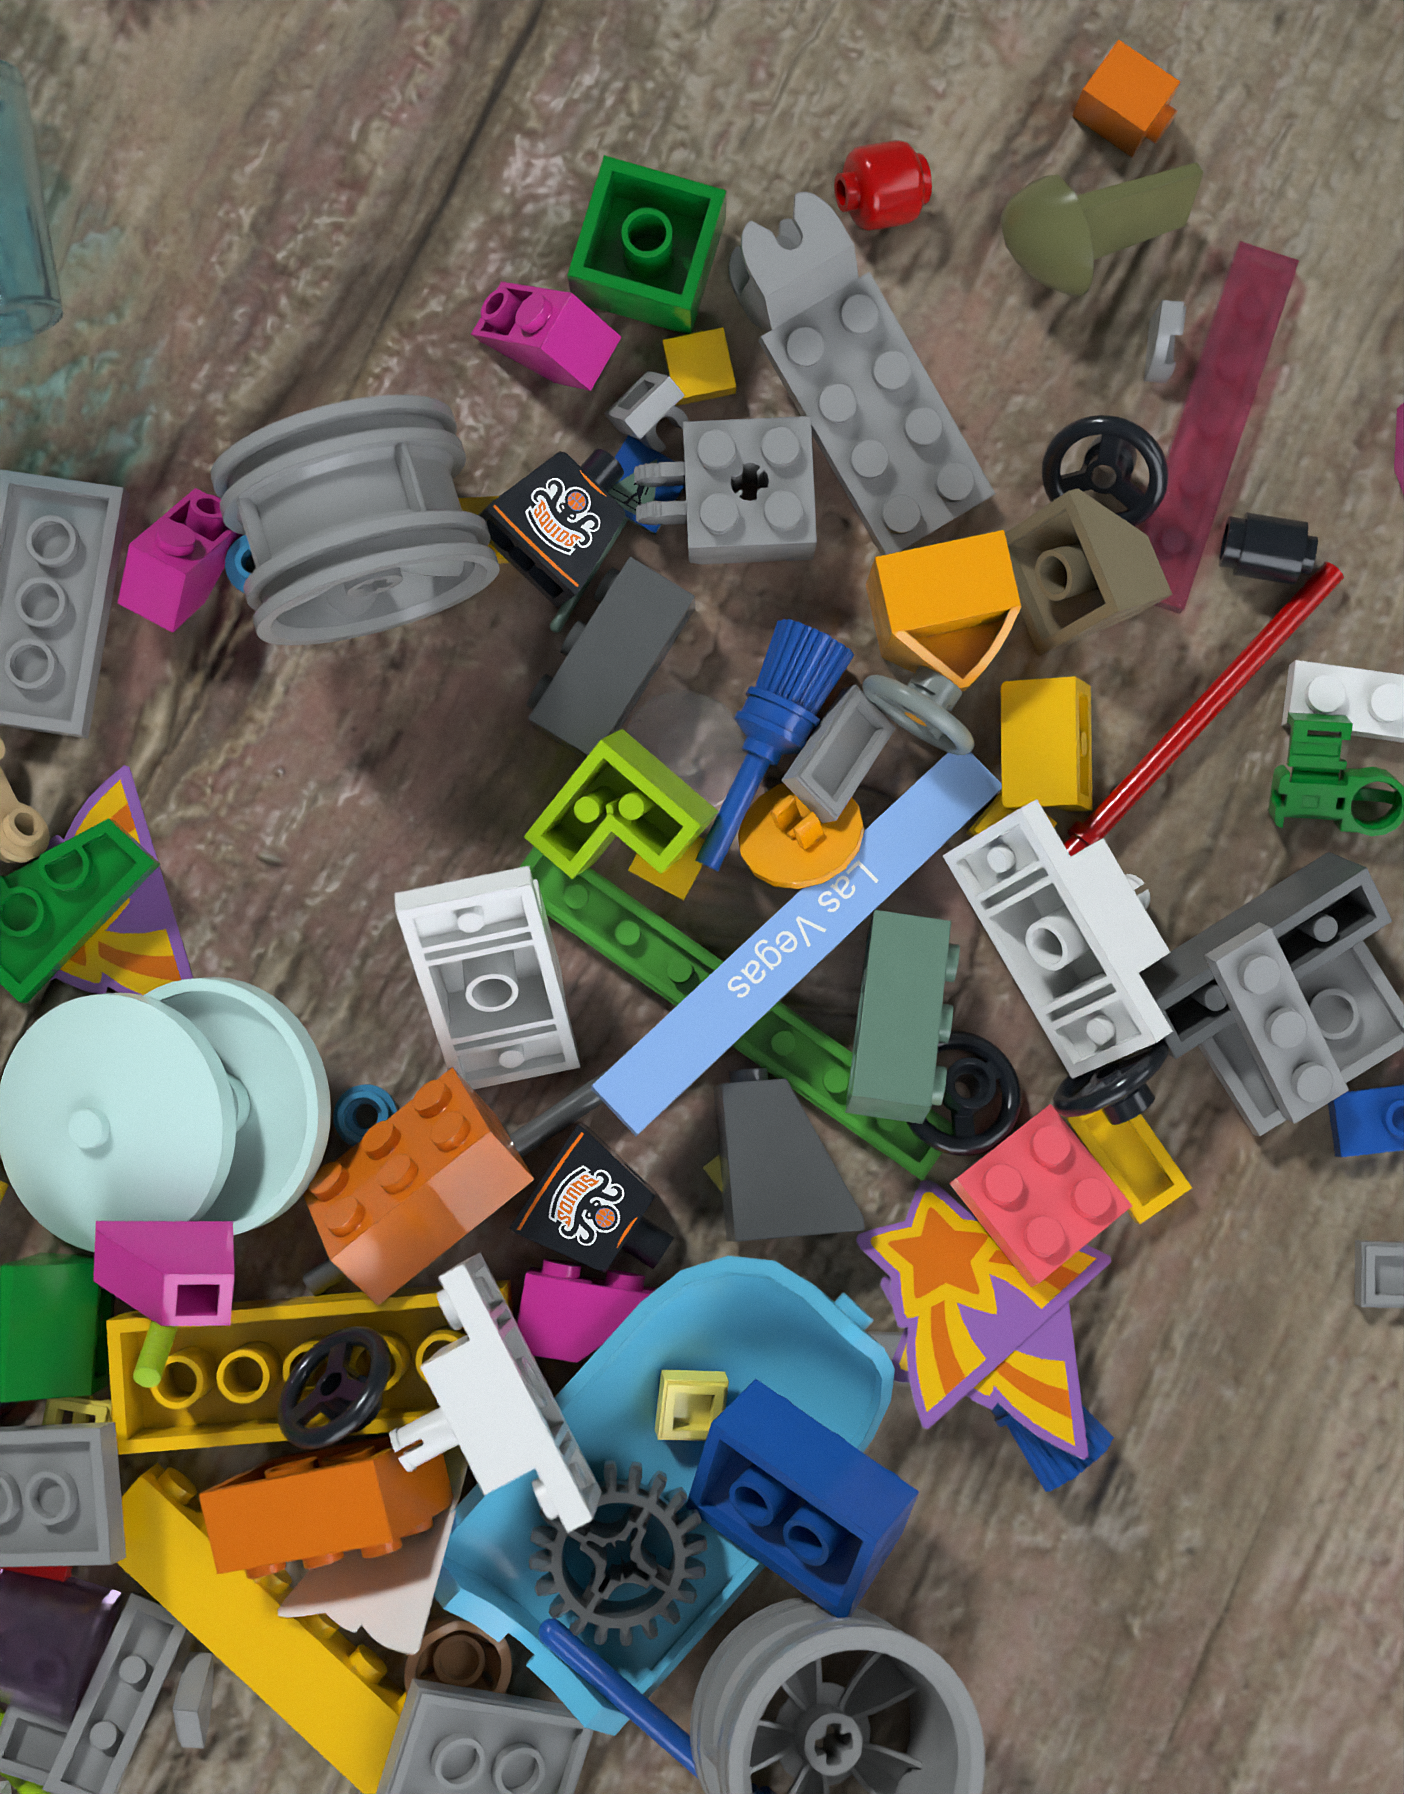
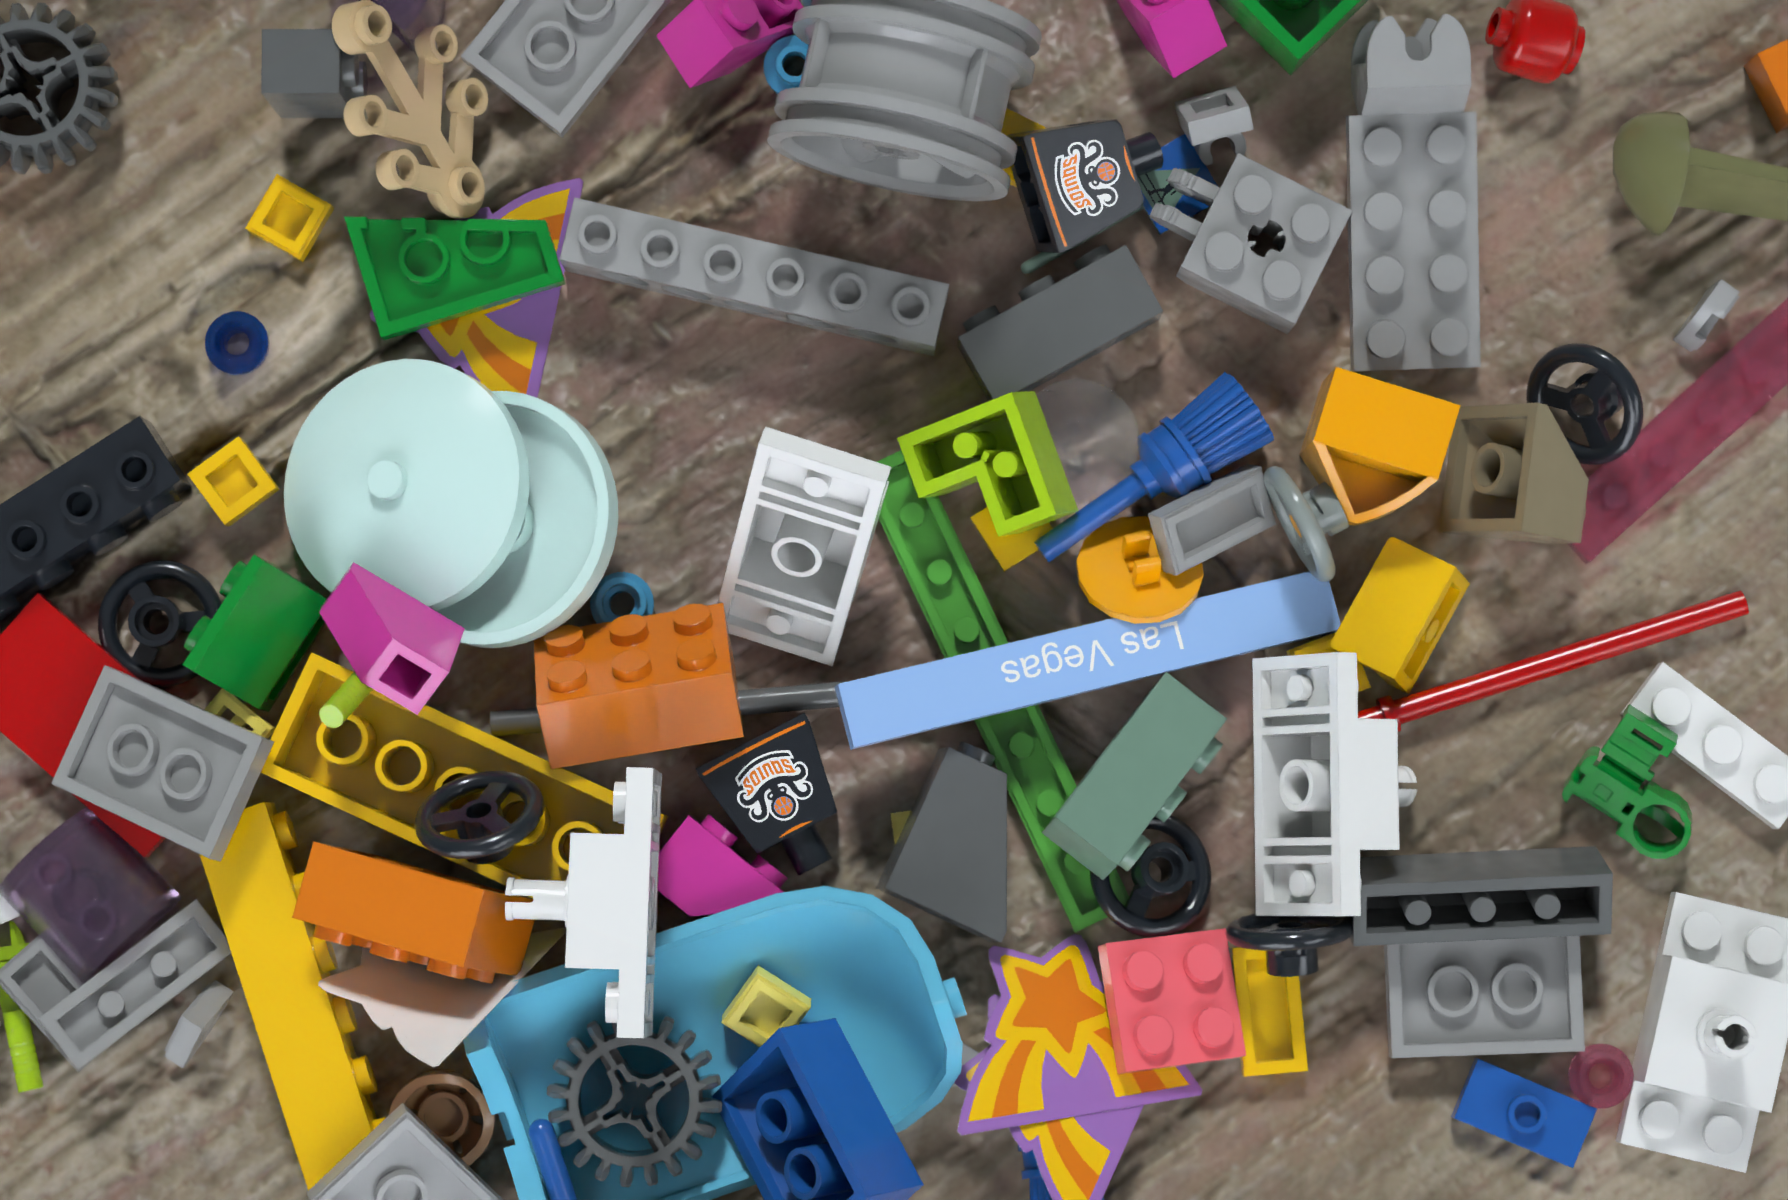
camera: 25 degrees right, 0 degrees up
(319, 766) = (754, 276): none -> light grey brick
(700, 365) = (1283, 107): yellow tile -> none
(1268, 548) = (1694, 549): black brick -> none
(1276, 1022) = (1458, 963): light grey plate -> none

